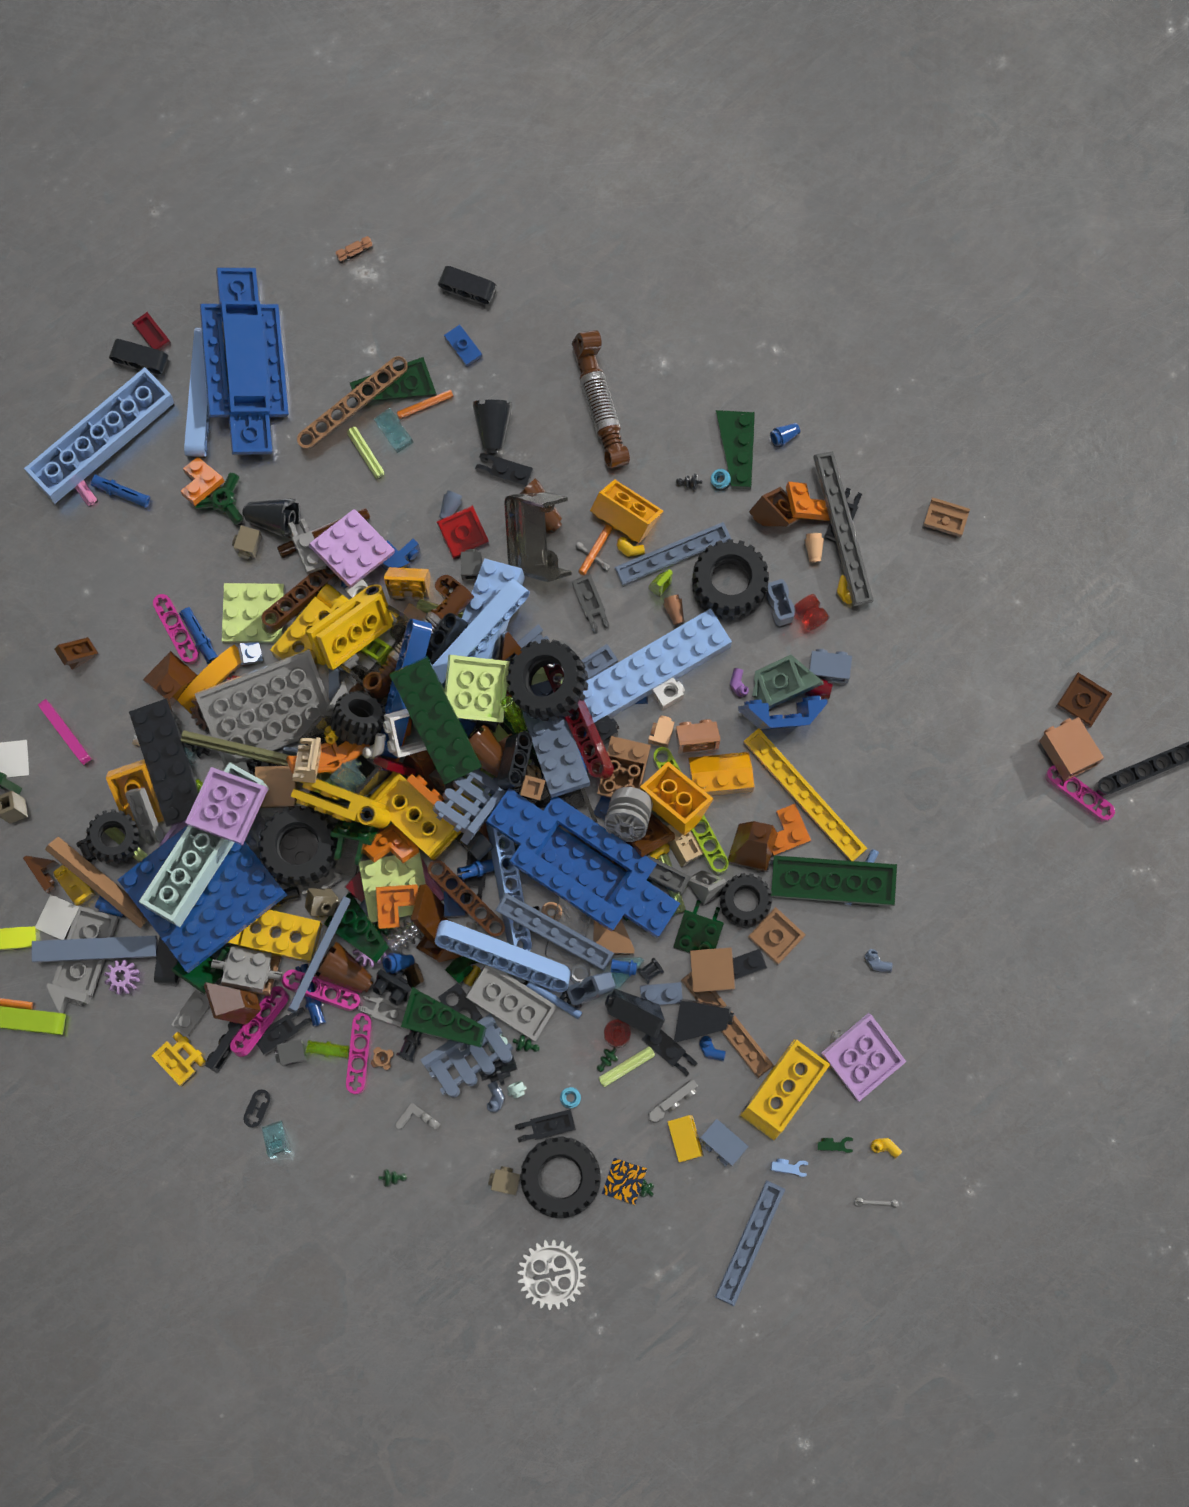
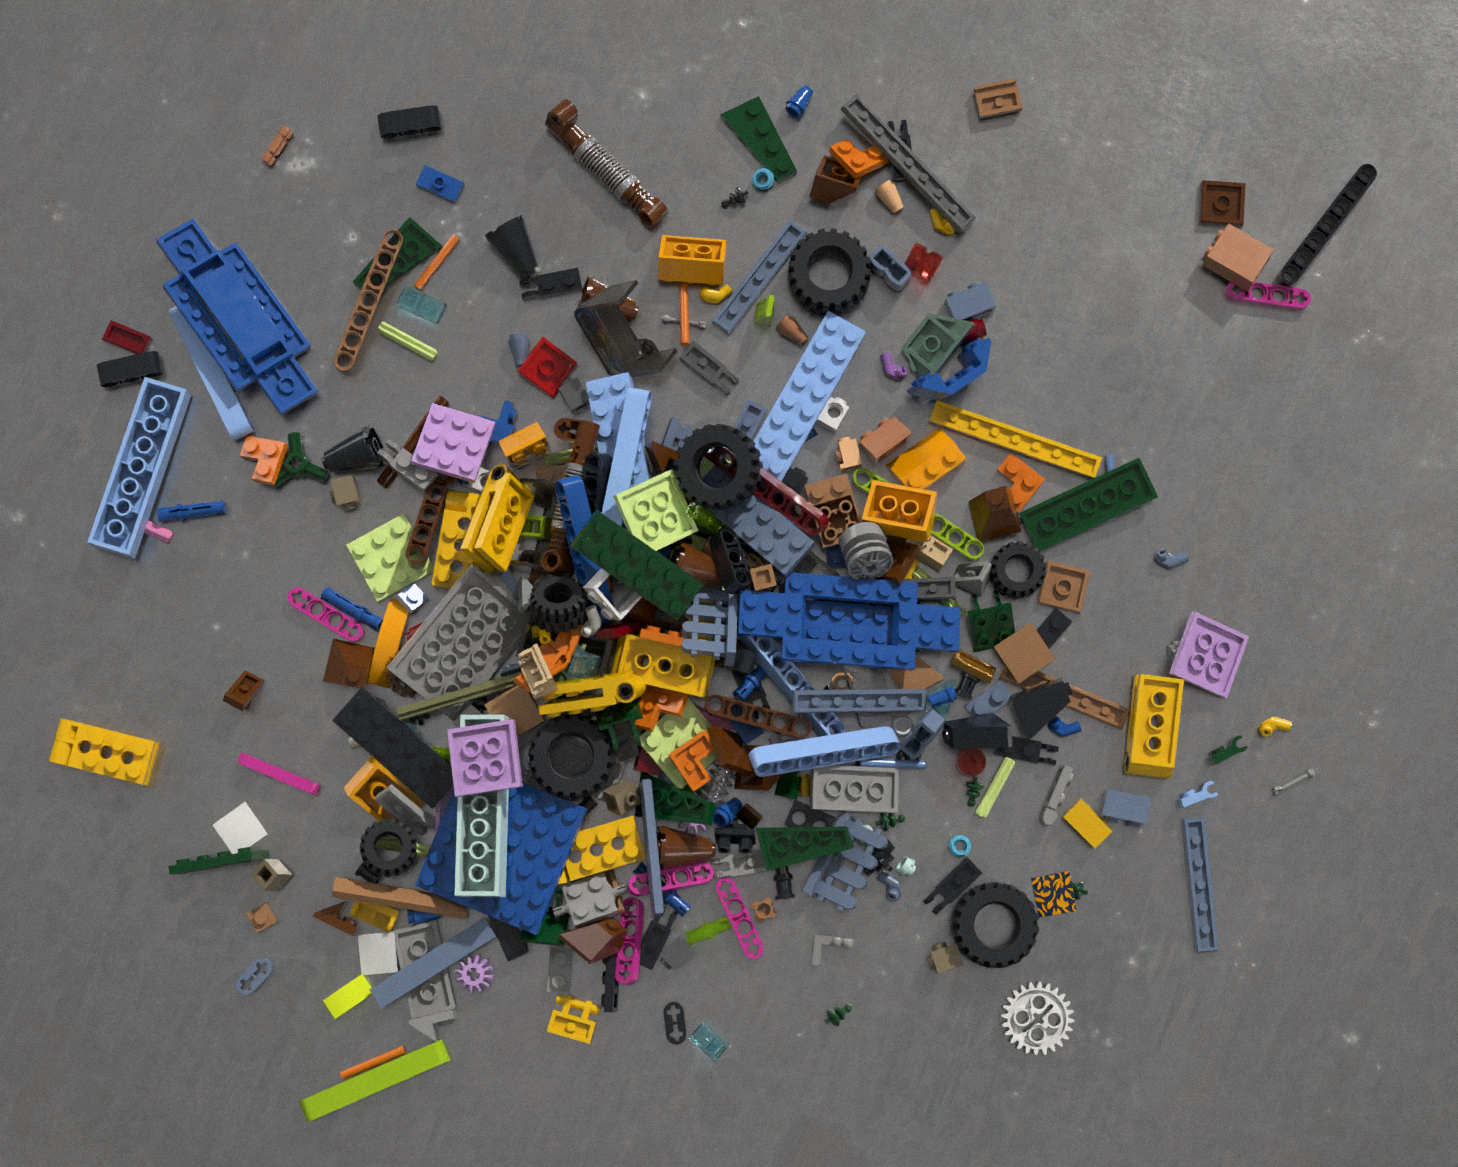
camera: 30 degrees left, 5 degrees up
(665, 957) = (973, 666): none -> pearl gold tile

